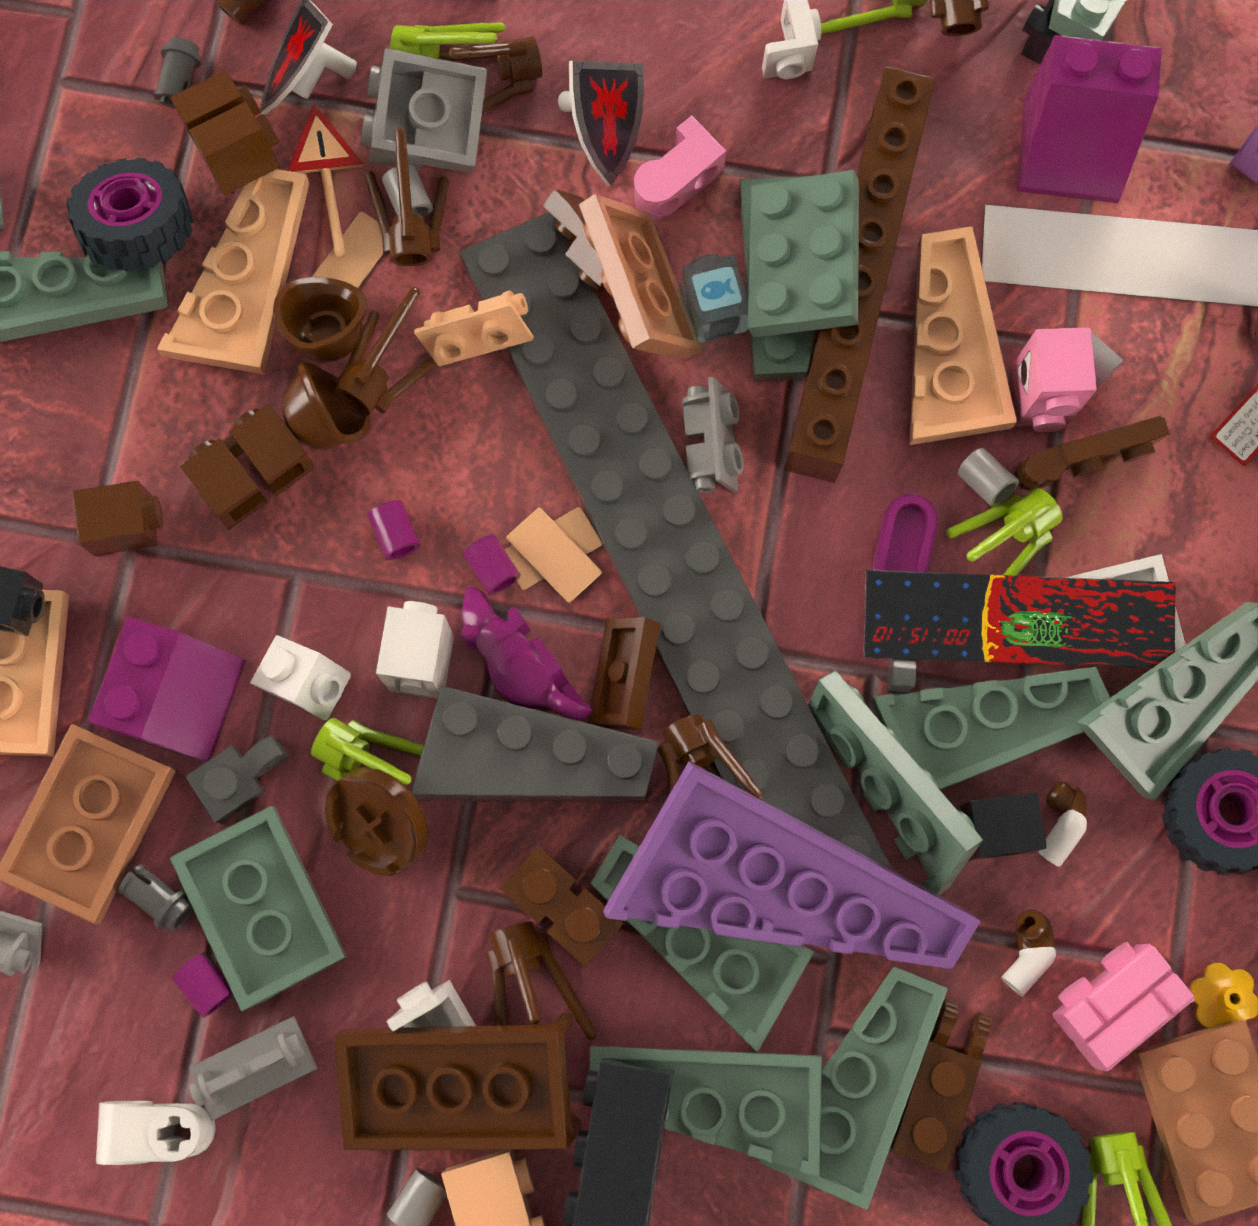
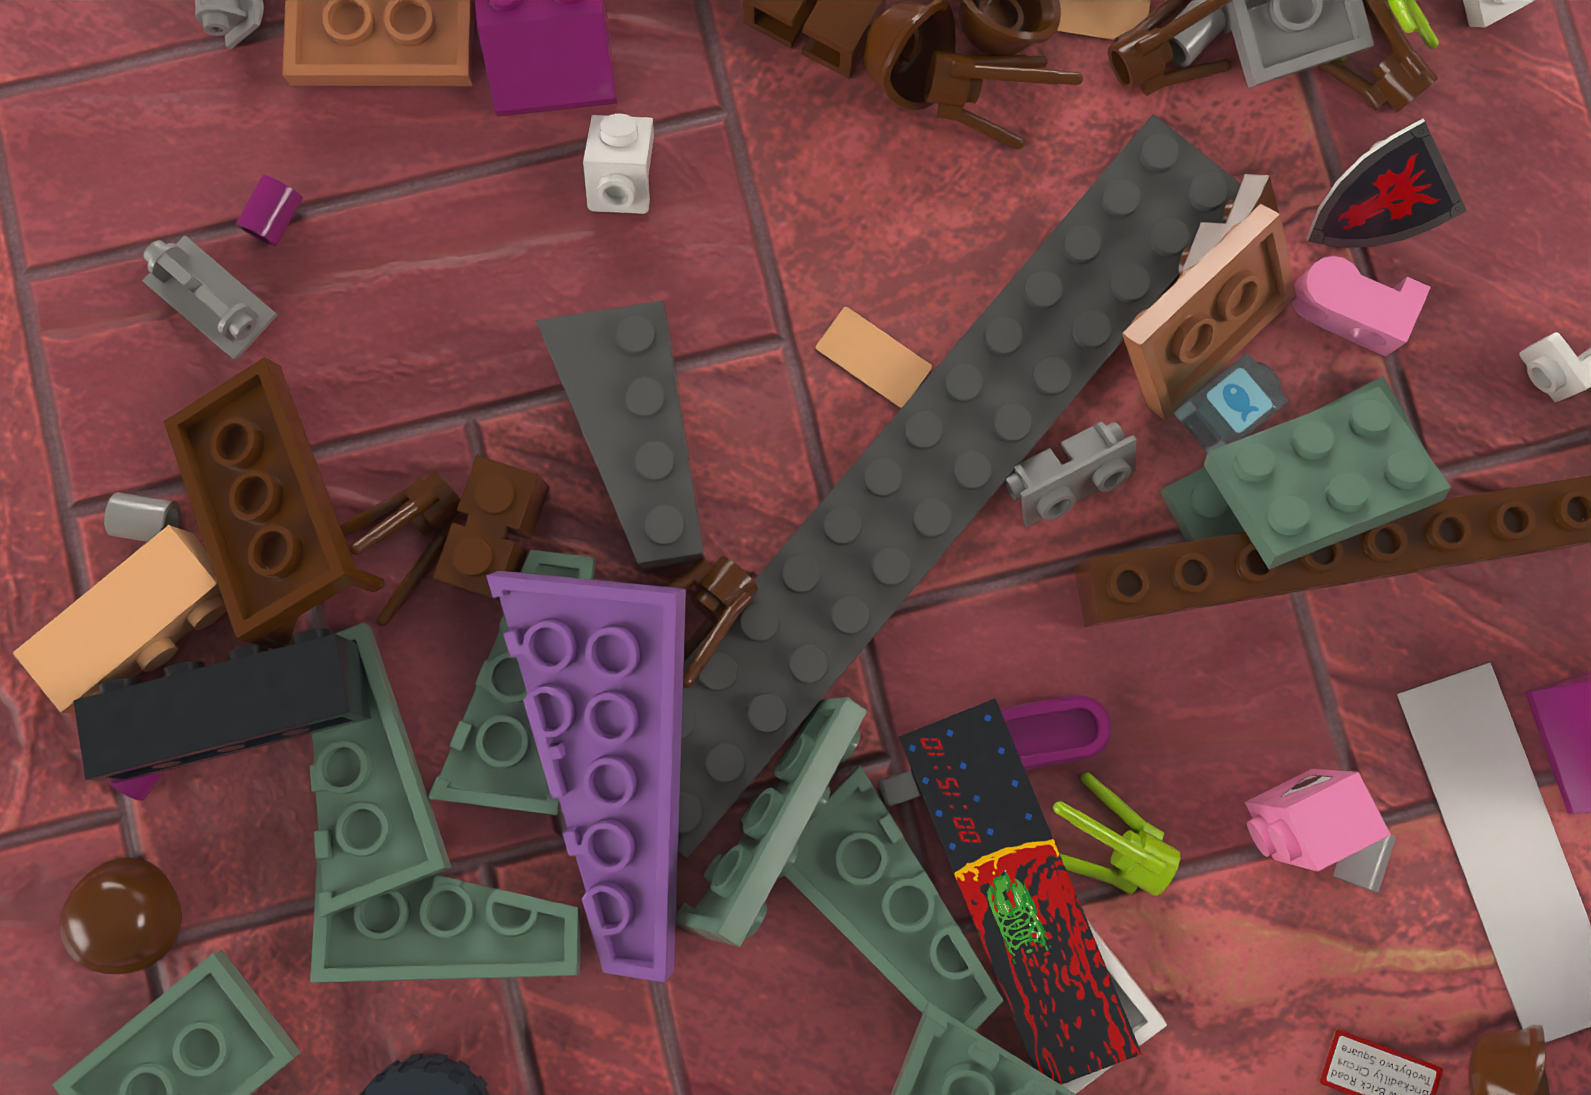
camera: 65 degrees right, 5 degrees up
(144, 1132) = (105, 226): white piece -> none
(156, 898) = (334, 127): dark grey pin -> none
(231, 779) = (488, 144): dark grey plate -> none
(258, 908) = (367, 228): sand green plate -> none
(344, 748) = (561, 242): lime plant -> none
(376, 821) = (499, 302): reddish brown tile -> none
(393, 530) = (816, 184): magenta hinge -> none
(415, 650) = (691, 257): white brick -> none
(430, 1008) = (333, 445): white bracket -> none
(467, 333) = (1068, 167): light nougat hinge -> none
(491, 564) = (825, 301): magenta hinge -> none
(518, 667) = (726, 376): magenta animal -> none
(554, 555) = (867, 362): light nougat sticker -> none
(624, 673) = (768, 488): reddish brown plate -> none
(941, 1091) = (470, 1013): reddish brown hinge -> none
(956, 351) = (1295, 700): light nougat wing -> none
(988, 477) = (1166, 792): light grey hinge -> none
(1006, 825) = (779, 967): black brick -> none
(1035, 950) = (662, 1057): arm -> none
(1070, 822) = (817, 1040): white arm -> none
(1087, 454) = (1247, 895): reddish brown hinge -> none

